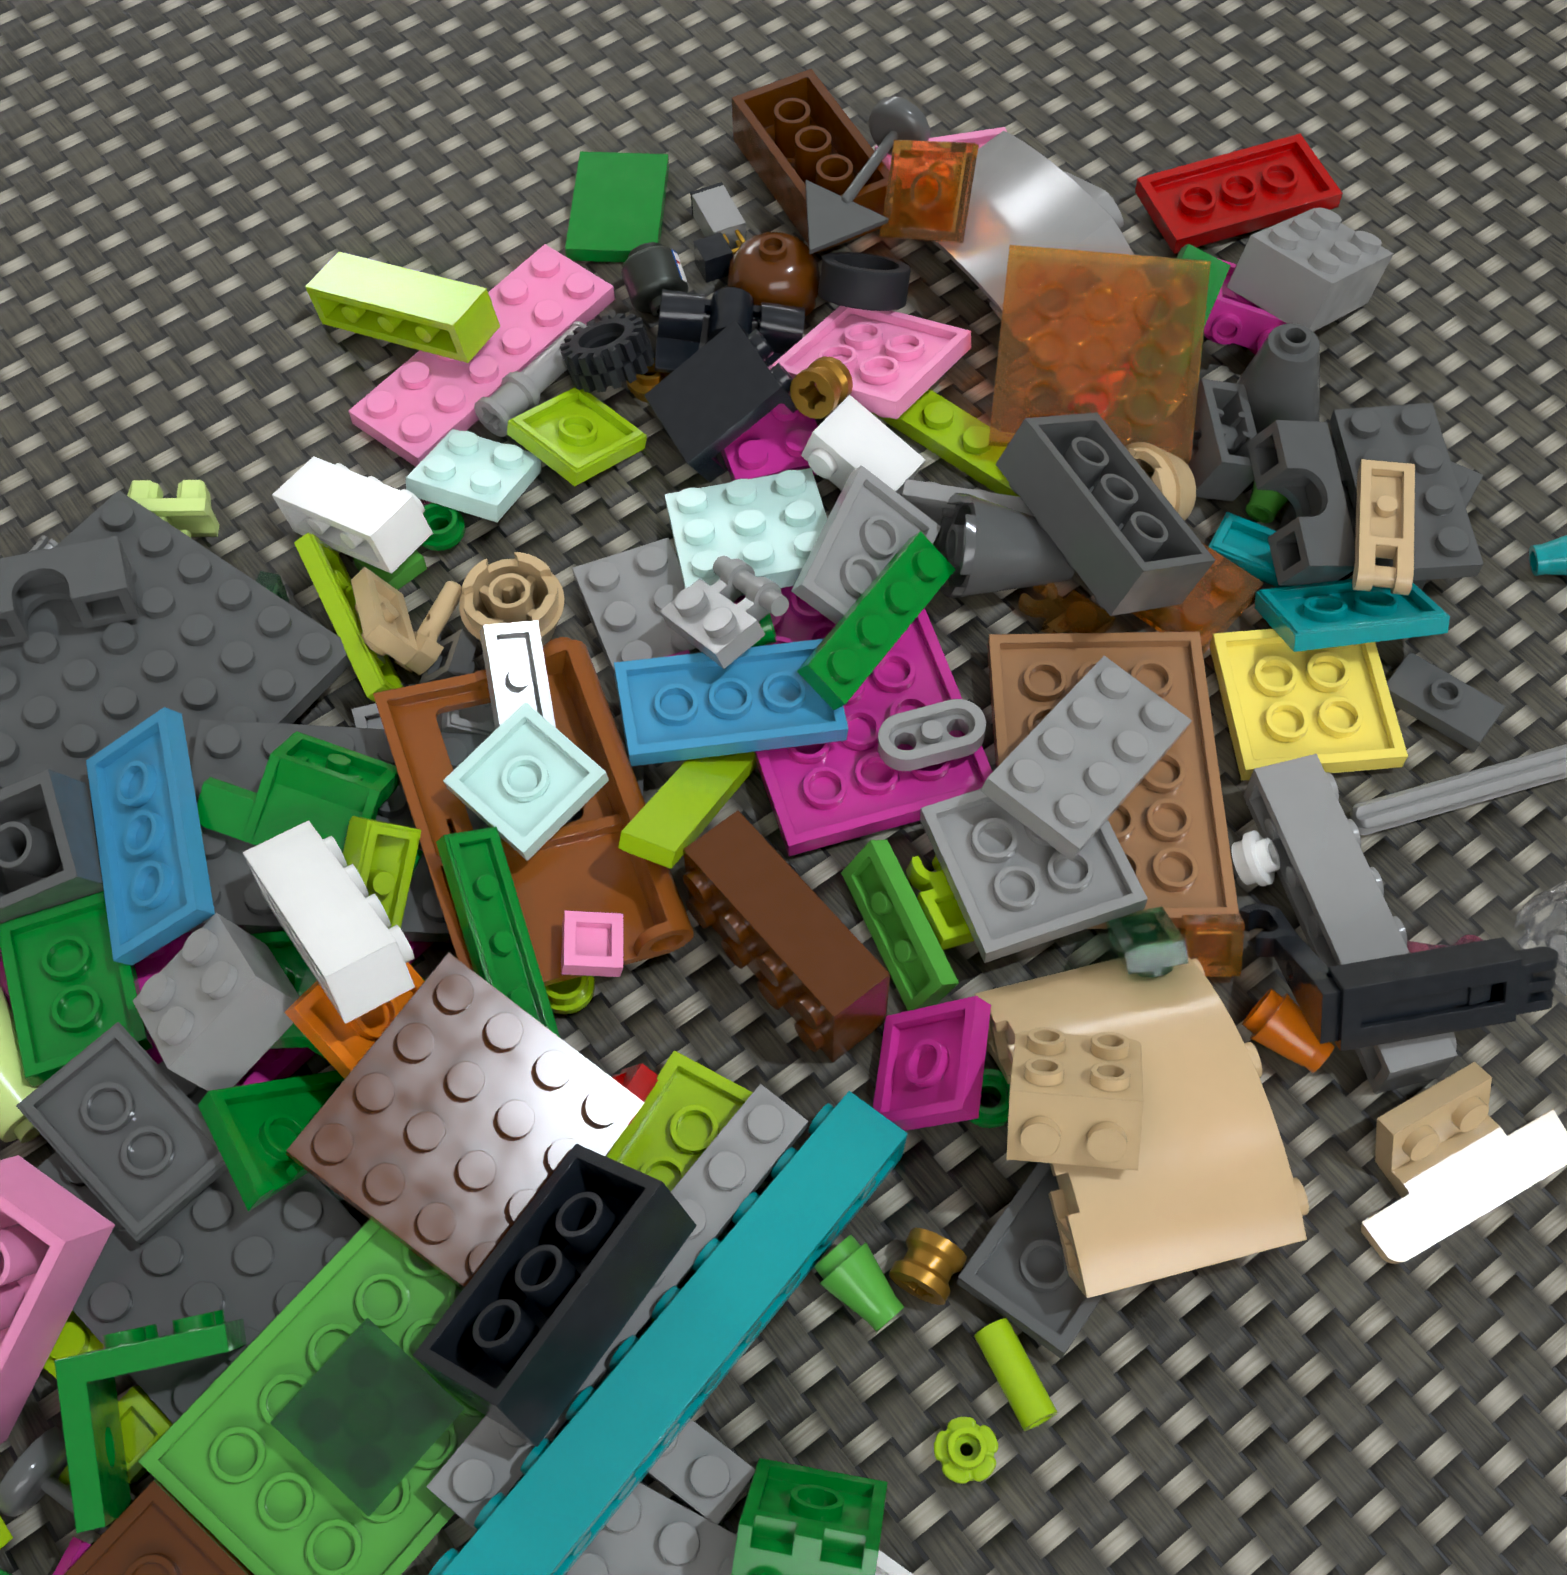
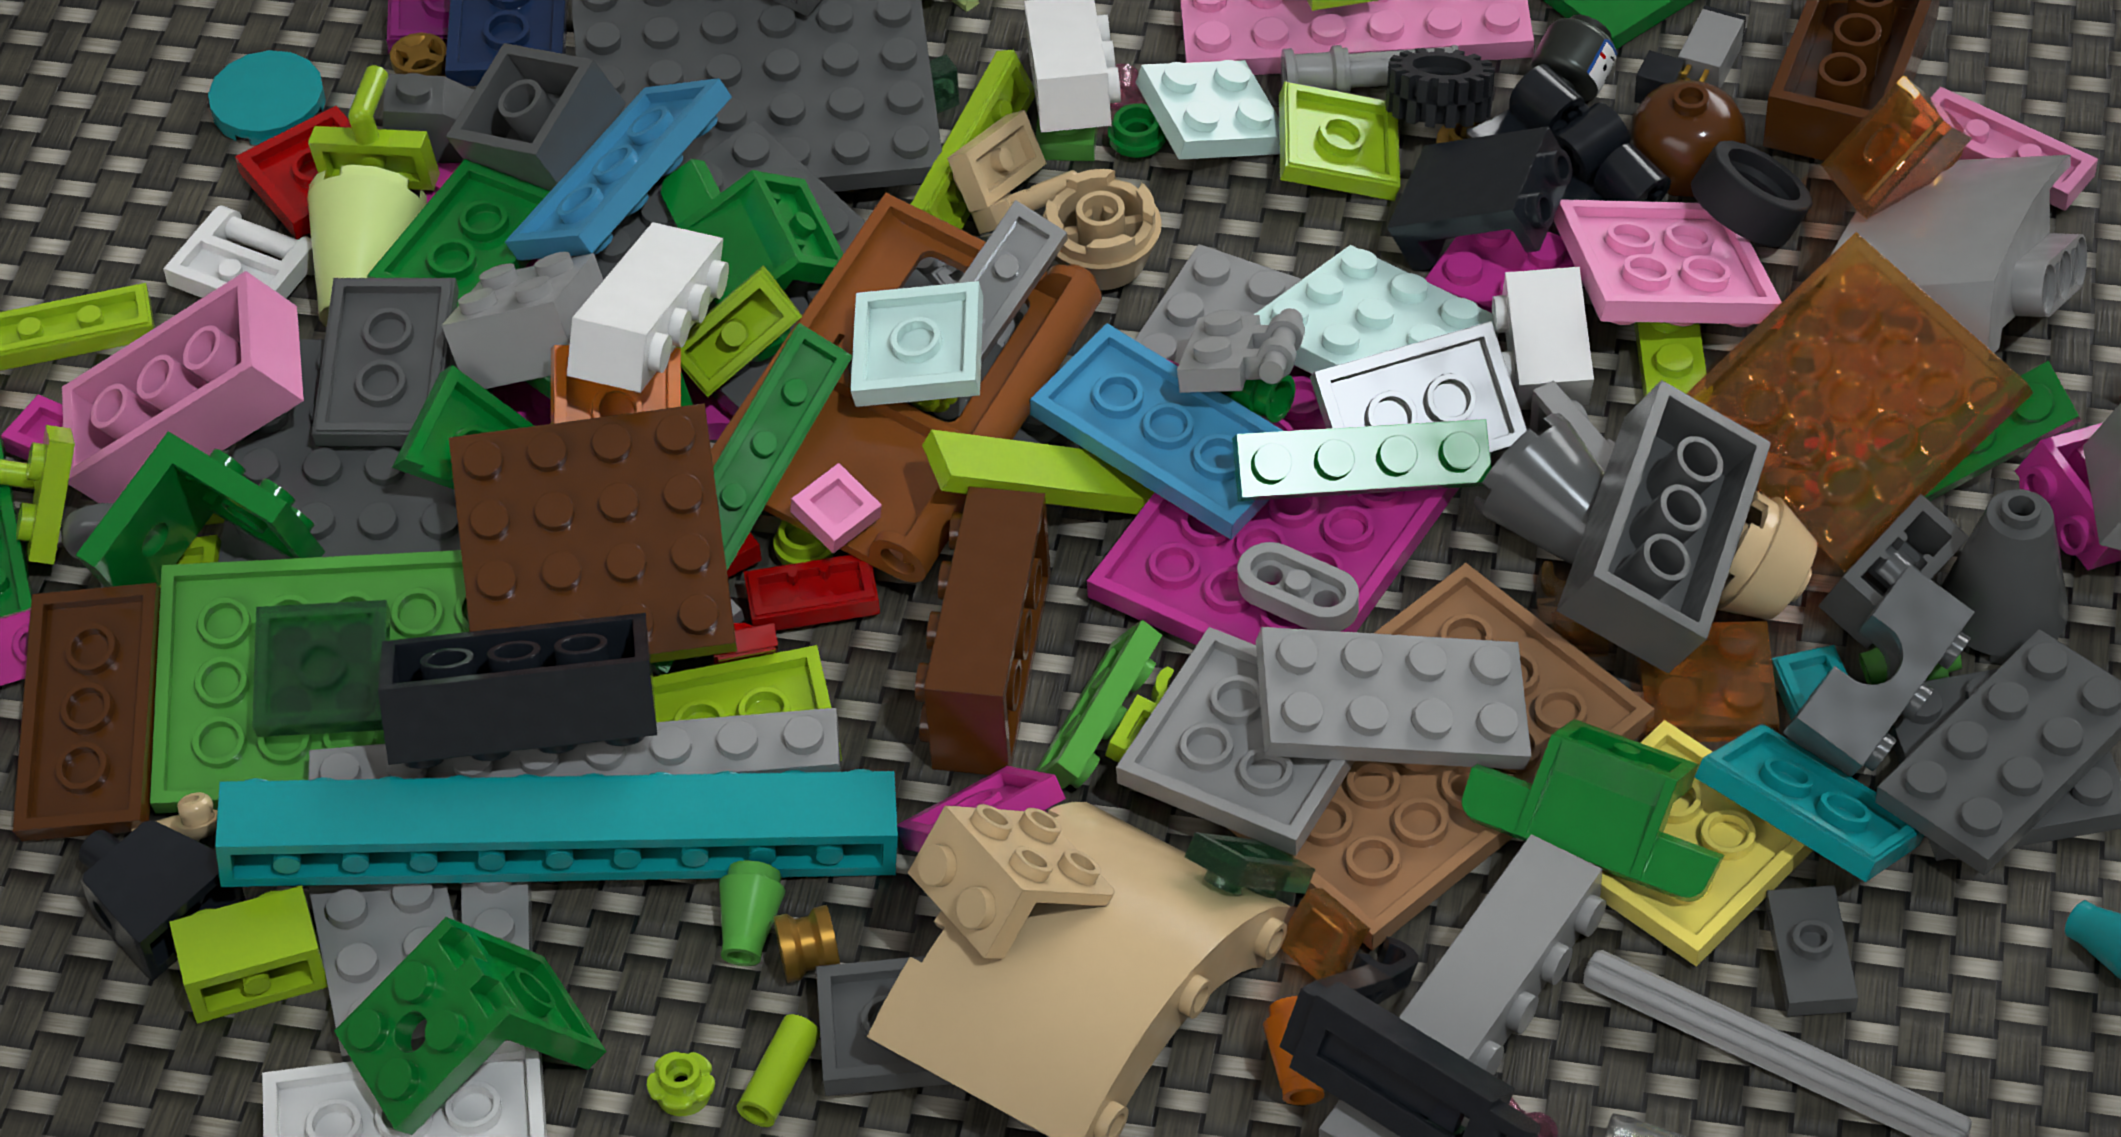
camera: 50 degrees right, 10 degrees down
(619, 1015) = (811, 592): none -> red plate
(831, 380) = (1558, 240): pearl gold wheel -> none
(837, 217) = (1784, 114): dark grey piece -> none
(1255, 859) = (1440, 907): white plate -> none
(1265, 713) = (1603, 804): none -> green plate
(1384, 526) = (1911, 740): tan plate -> none

